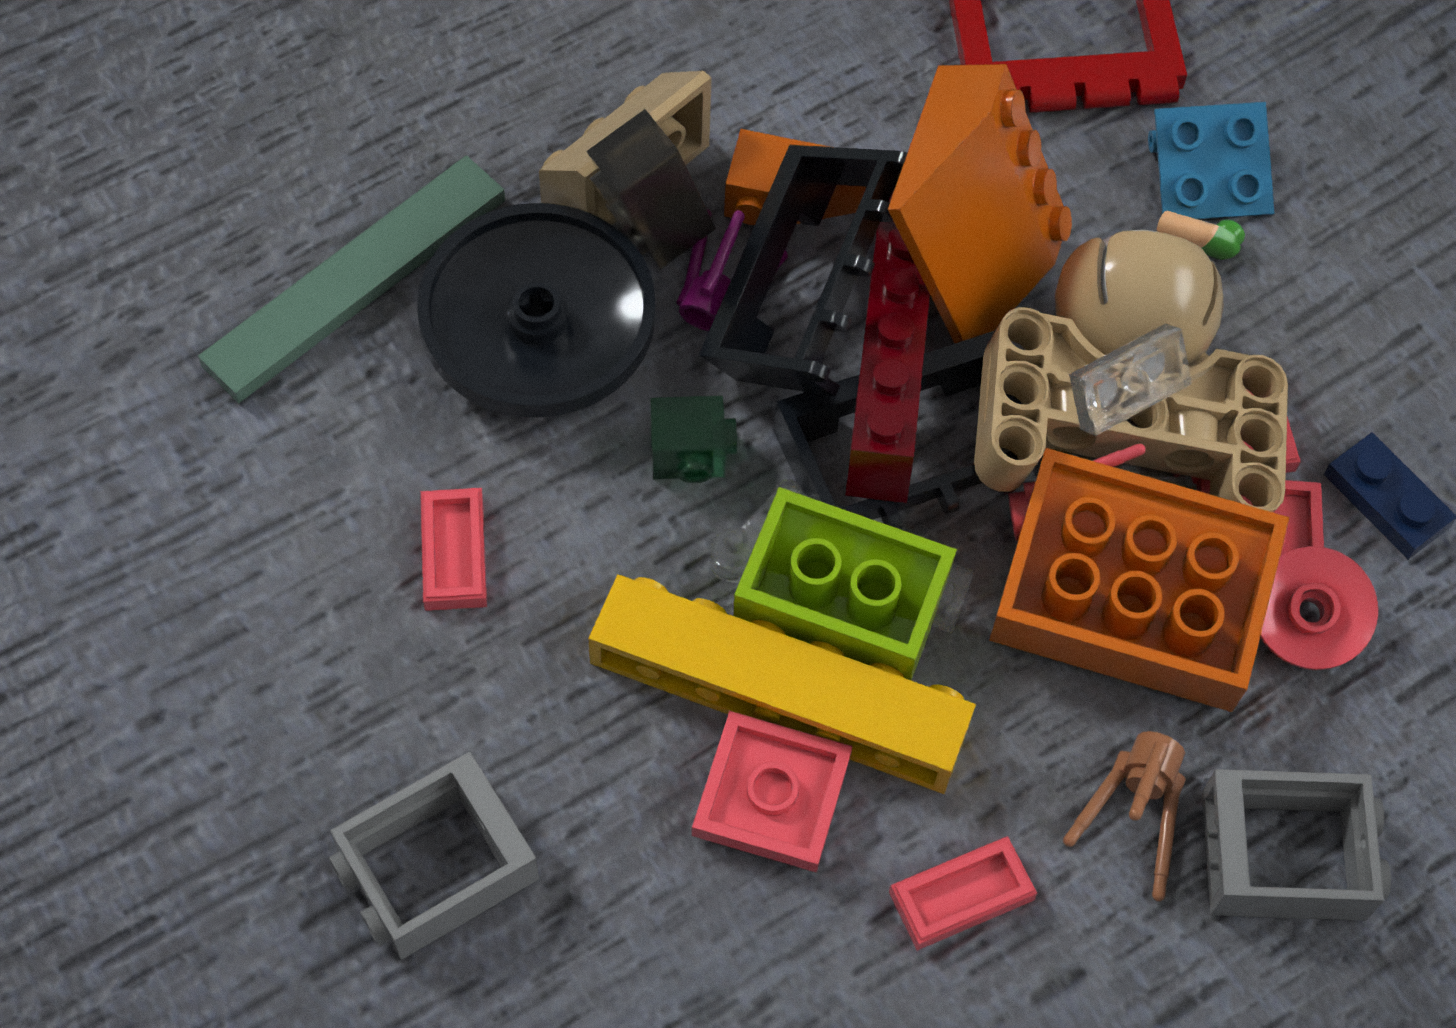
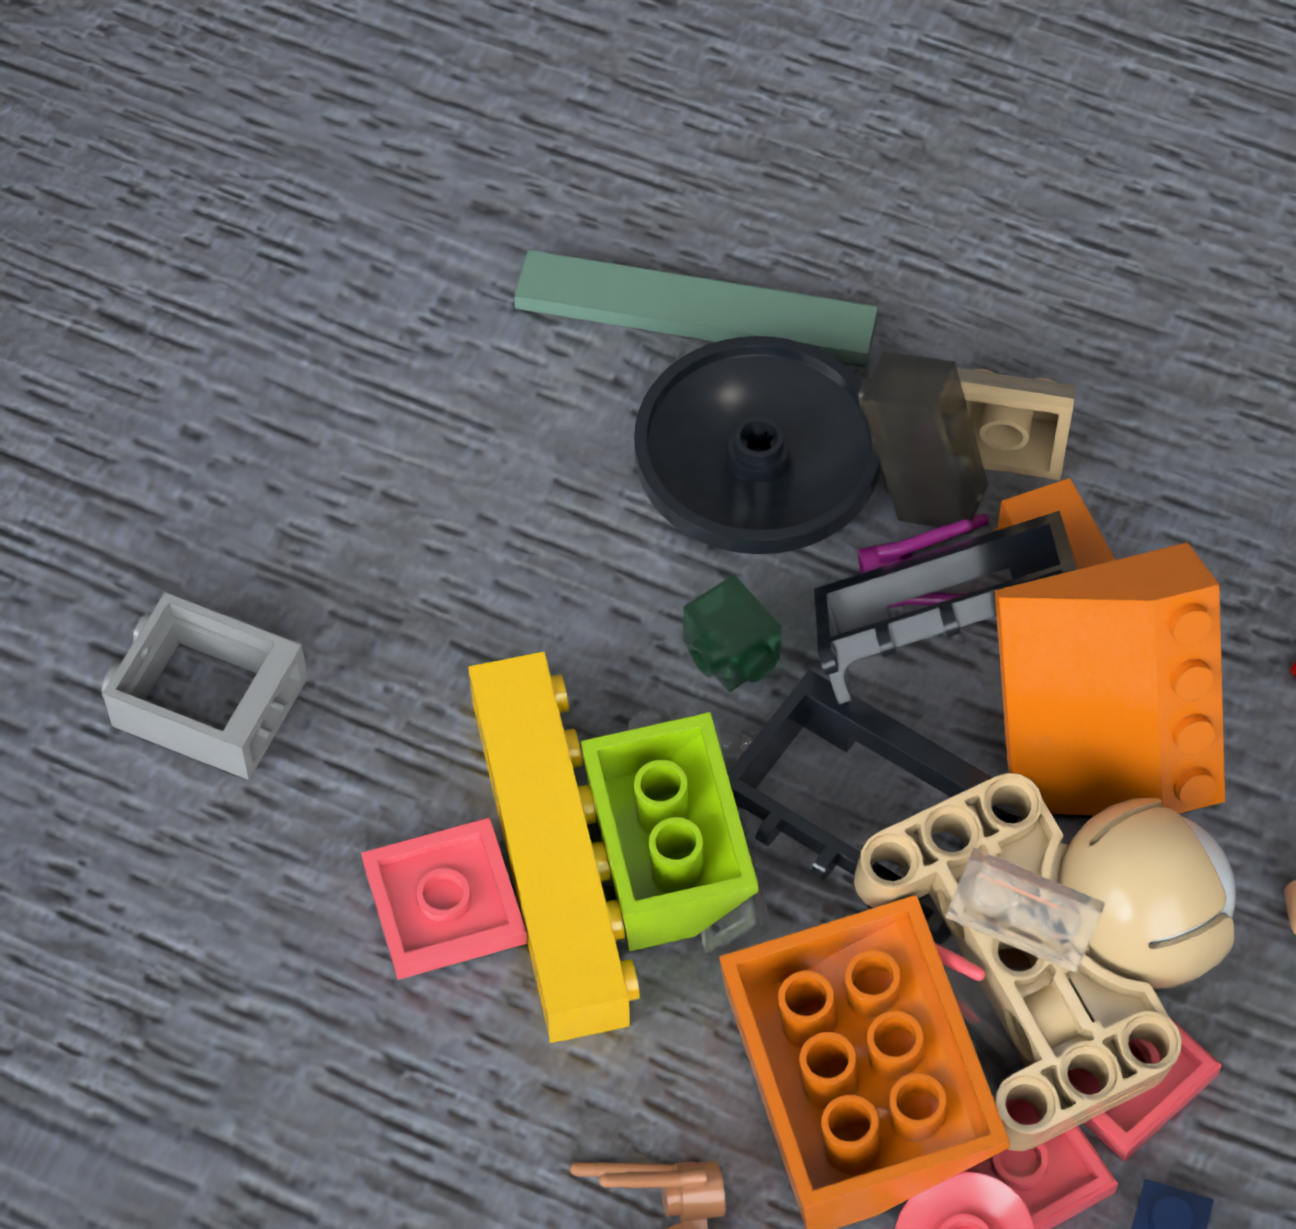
camera: 60 degrees right, 5 degrees down
(453, 549) = (497, 535): coral tile -> none
(889, 374) = (847, 751): dark red arch -> none
(962, 893) = (461, 1107): coral tile -> none

